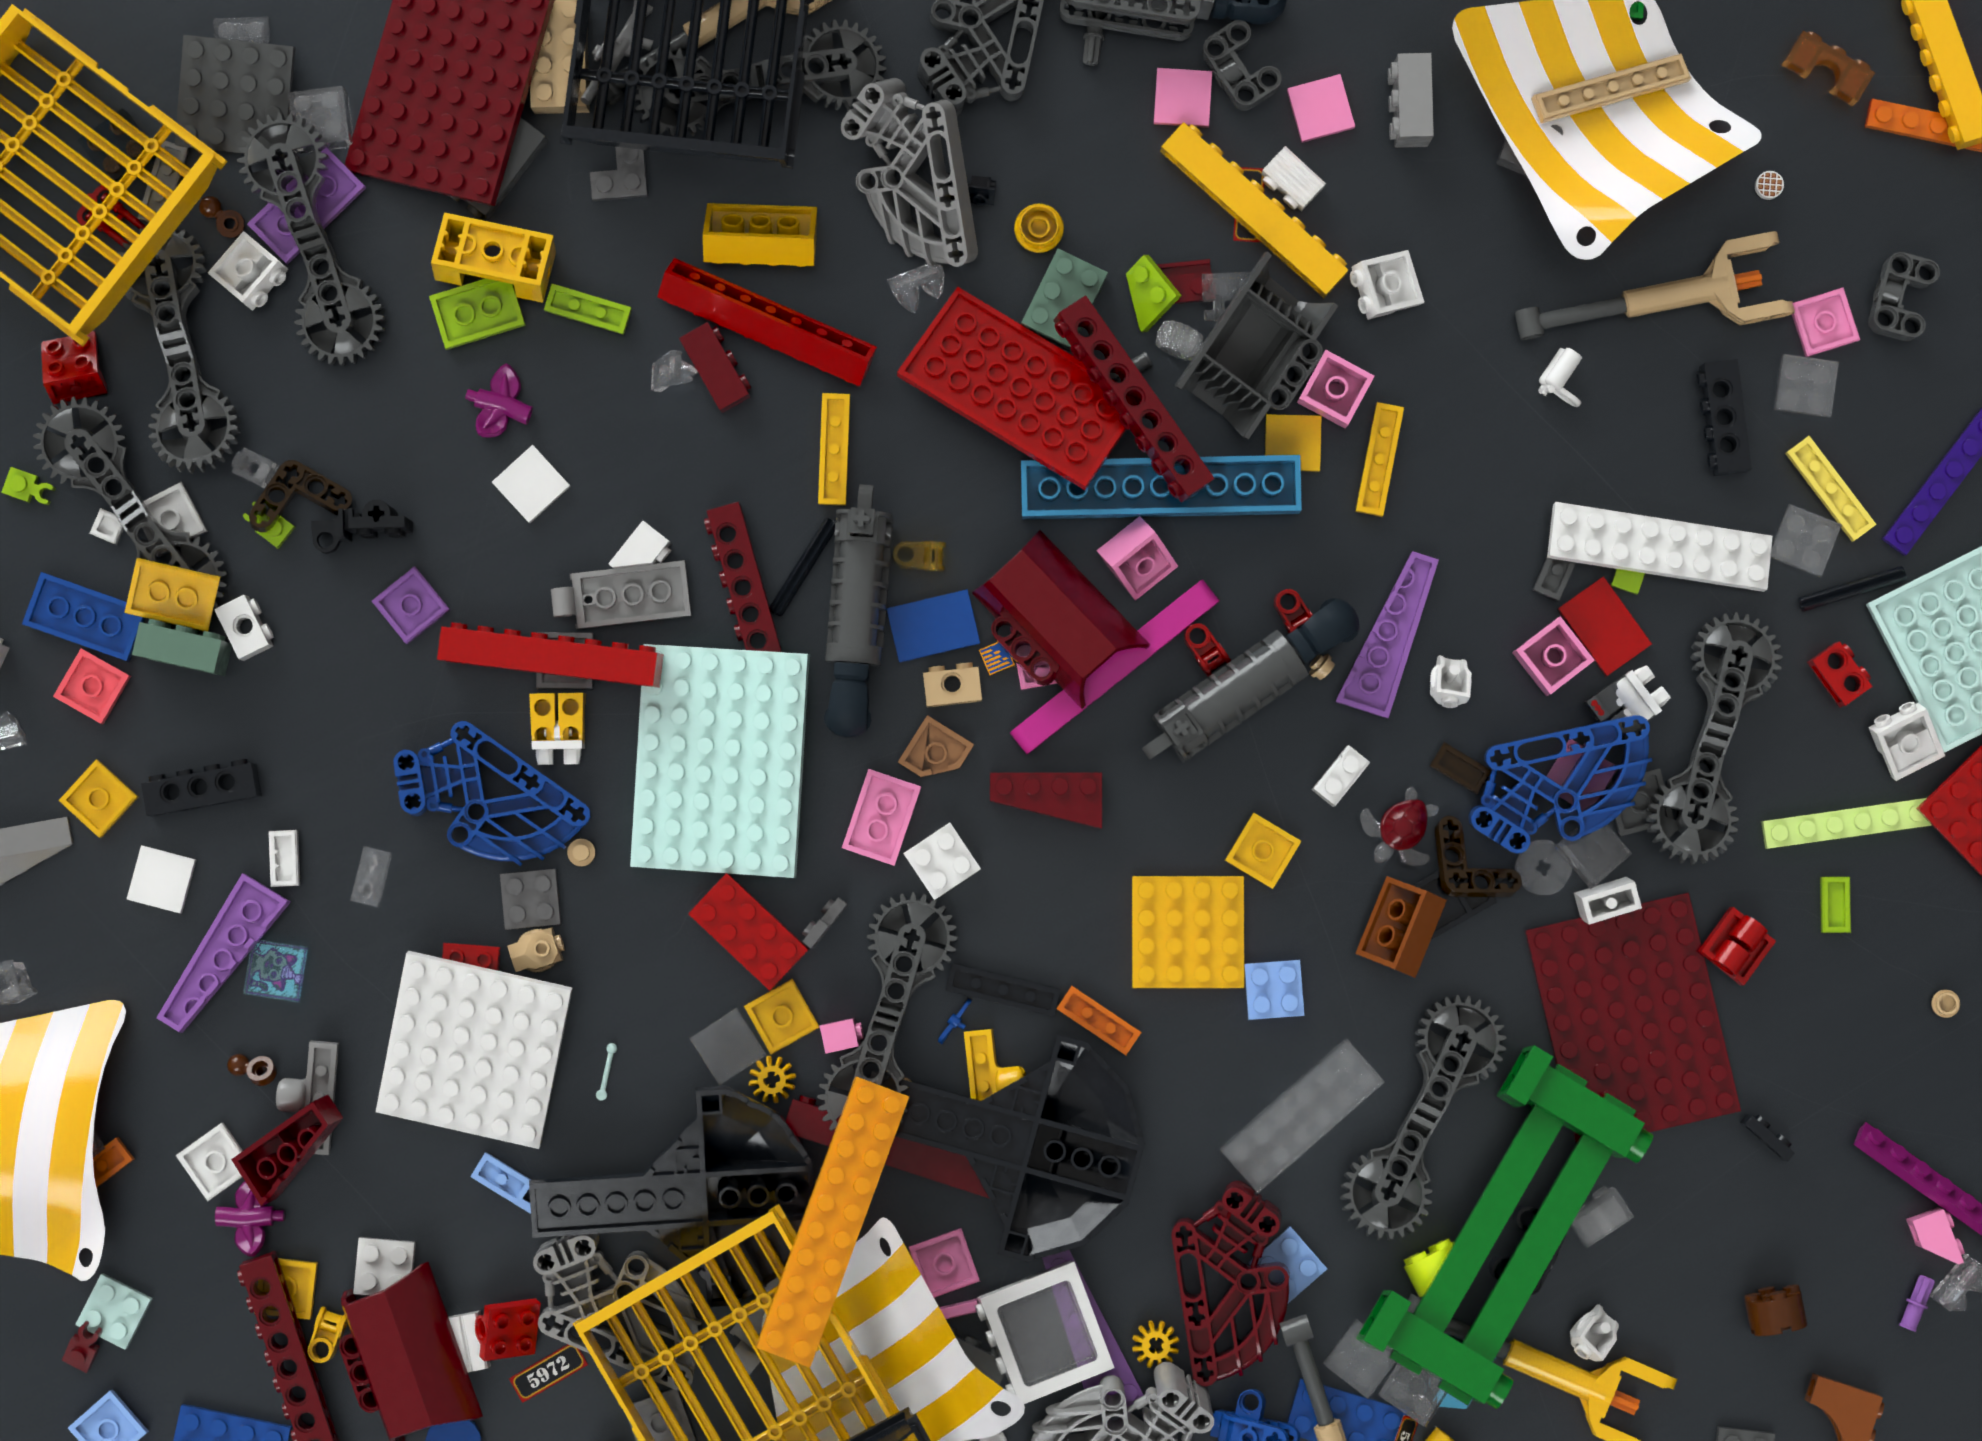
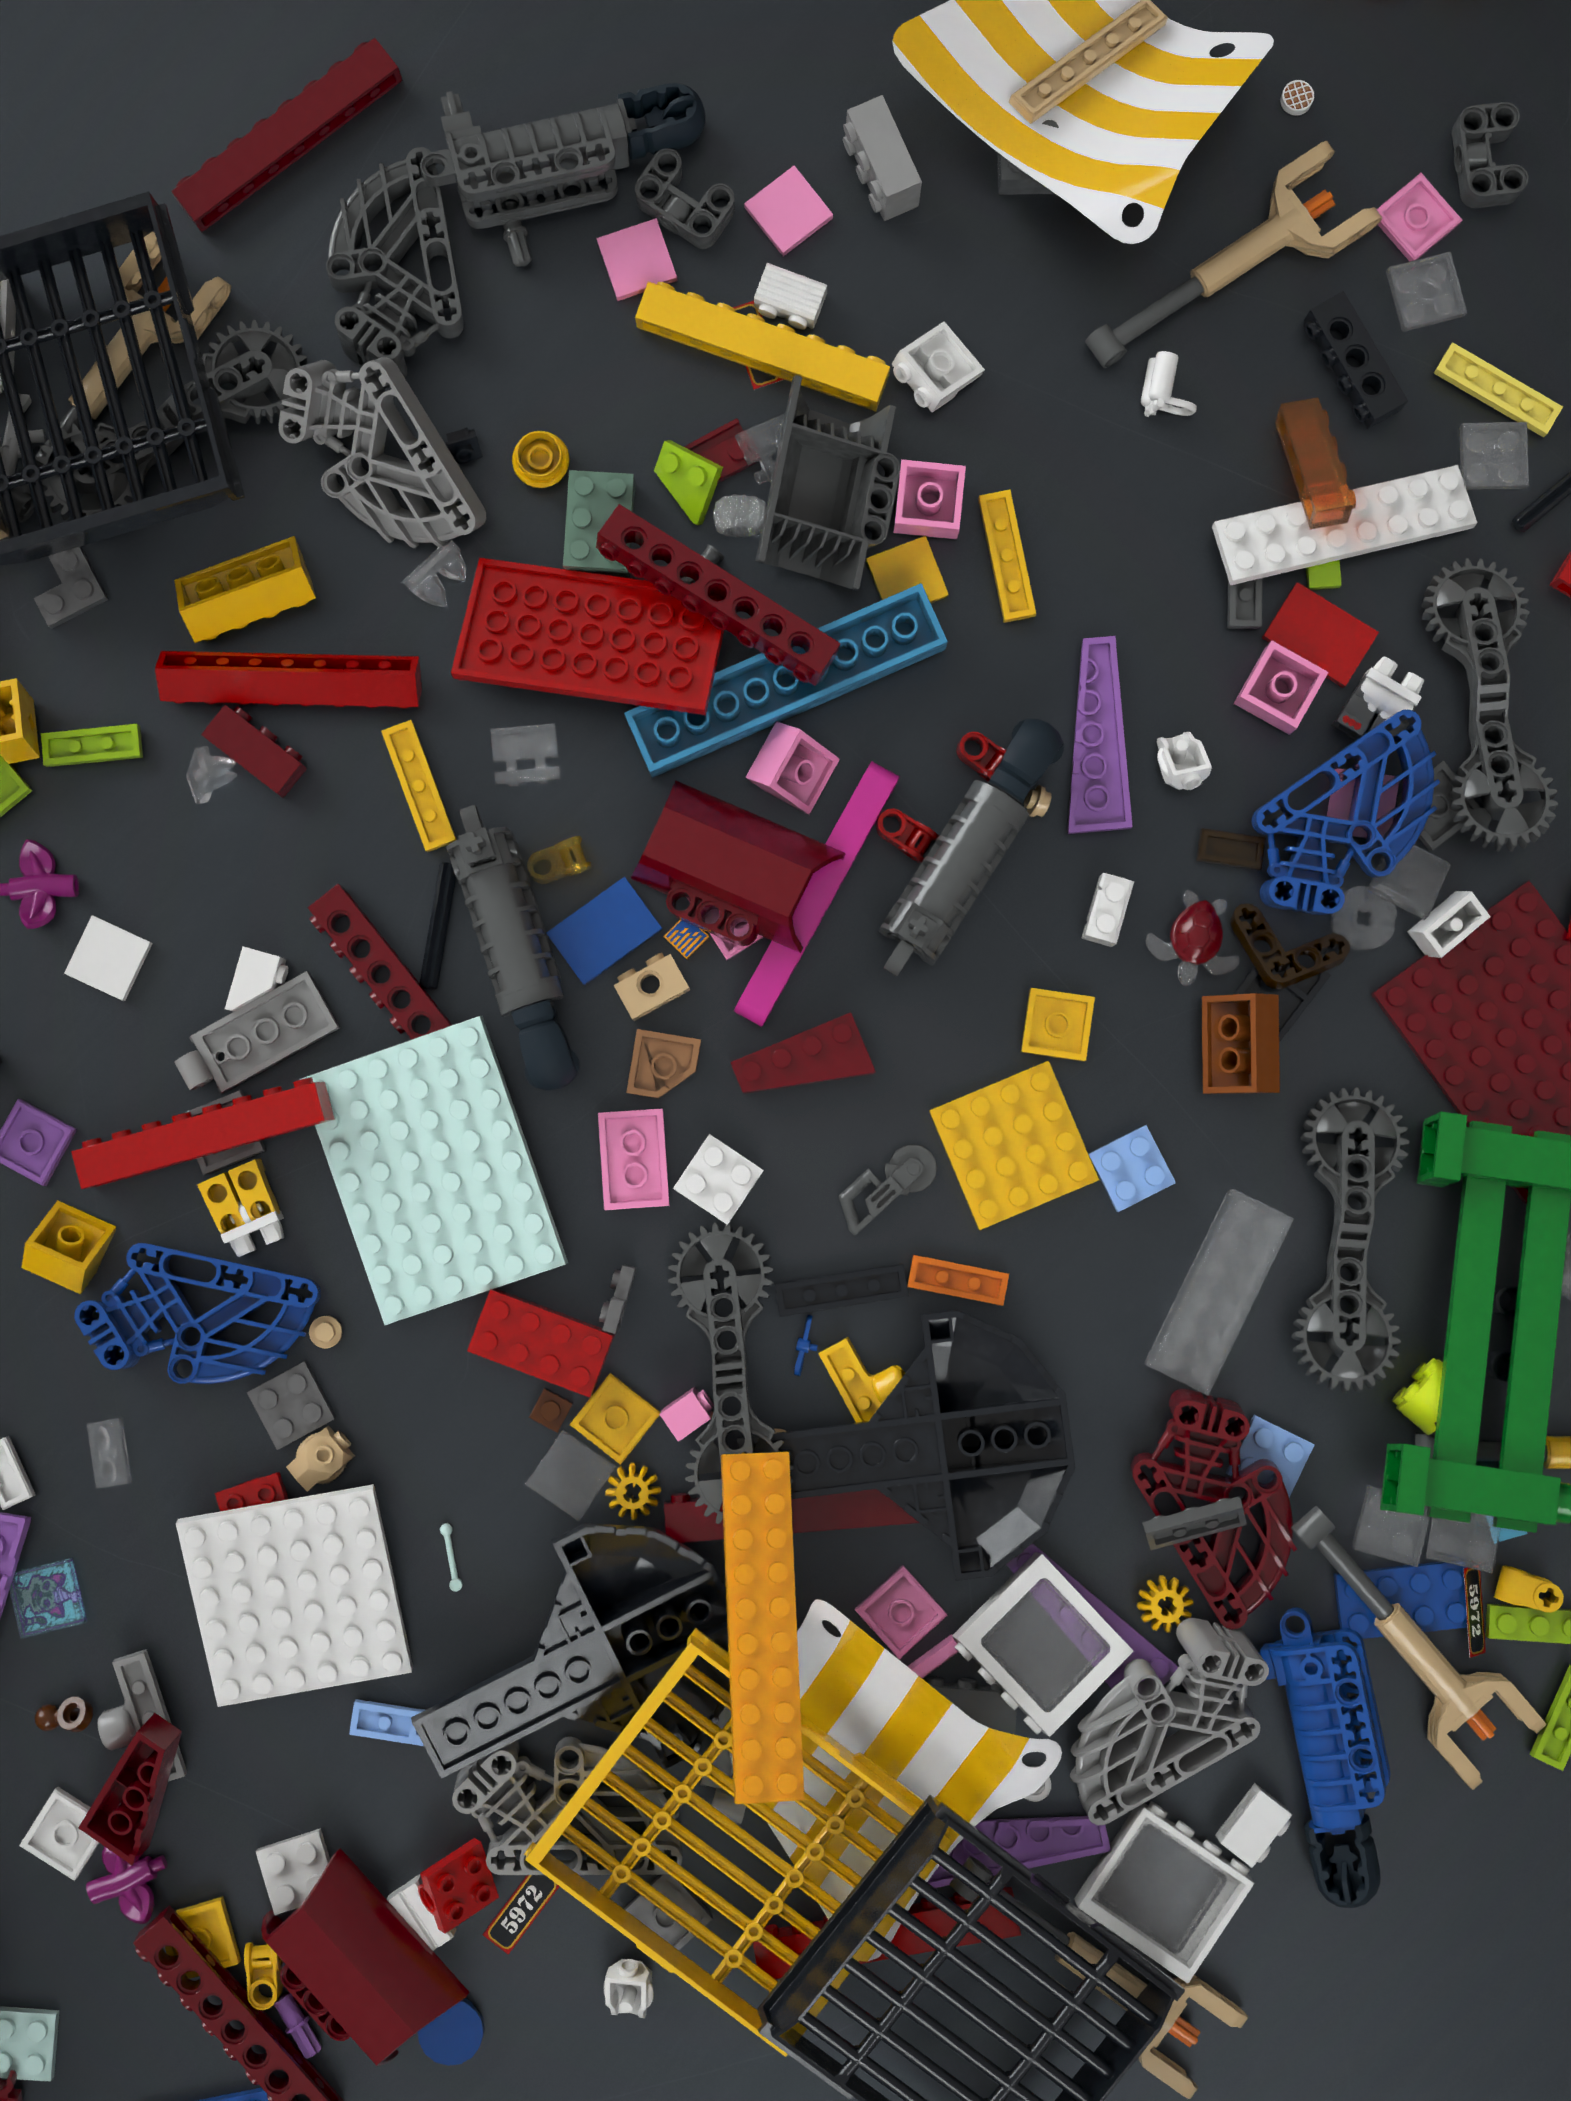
camera: 25 degrees left, 0 degrees up
(335, 1387) = (297, 2025): none -> medium lavender axle
(406, 700) = (67, 1247): none -> yellow slope
(733, 988) = (551, 1410): none -> reddish brown plate
(930, 450) = (525, 743): none -> clear plate
(1095, 918) = (910, 1170): none -> dark grey piece
(1204, 1287) = (1194, 1523): none -> dark grey plate
(1655, 488) = (1315, 463): none -> clear orange brick

